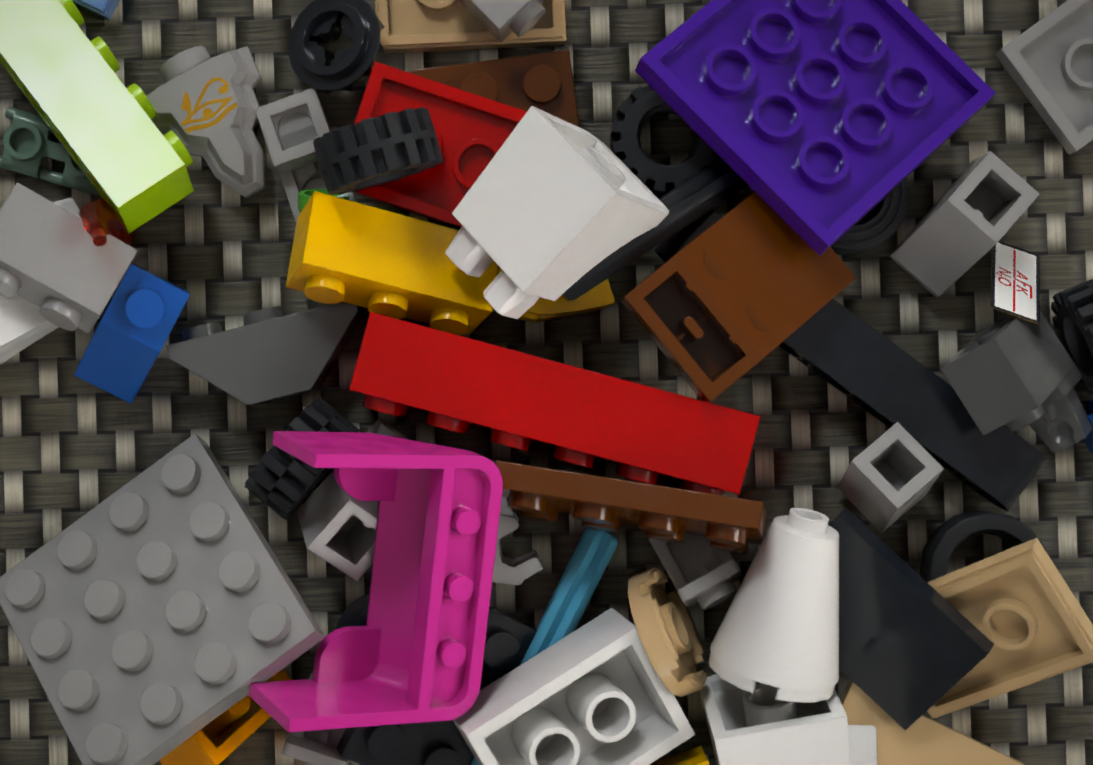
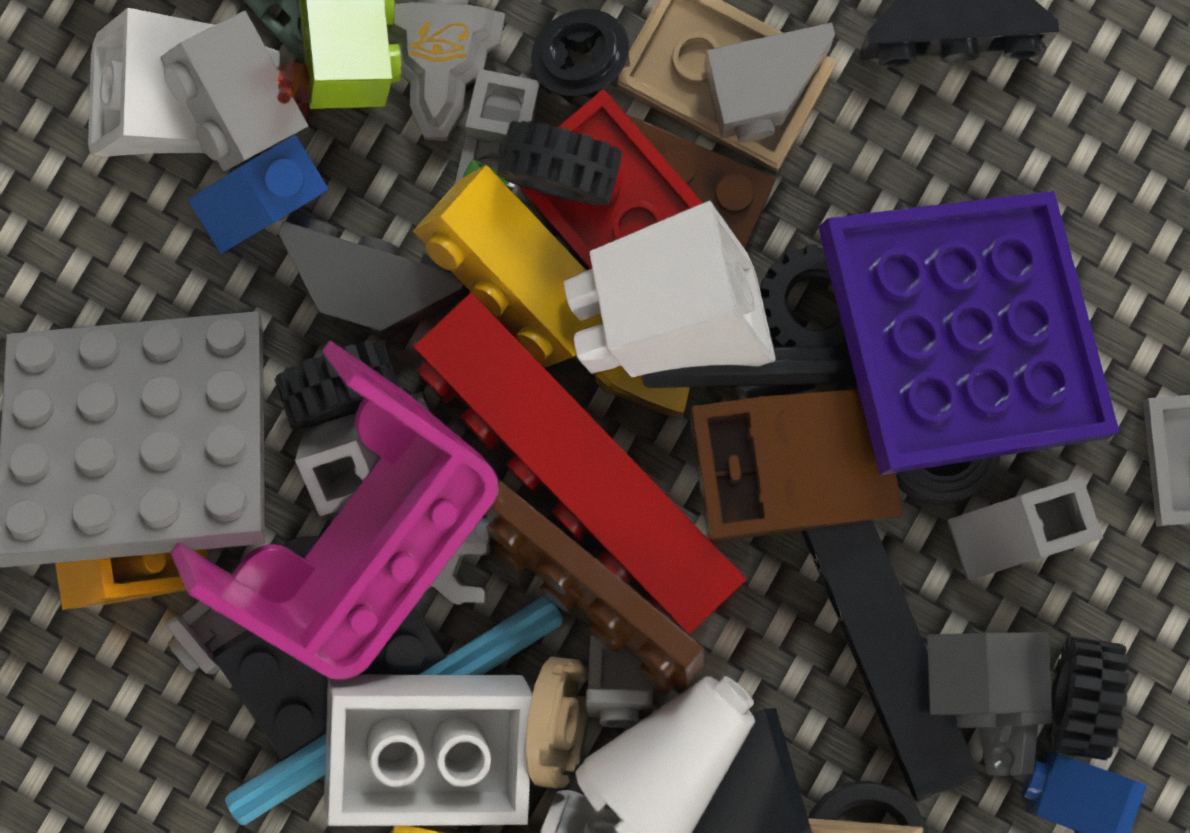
camera: 35 degrees right, 5 degrees down
(889, 477) = (830, 707): light grey brick -> none
(1015, 282) = (1041, 605): white sticker -> none

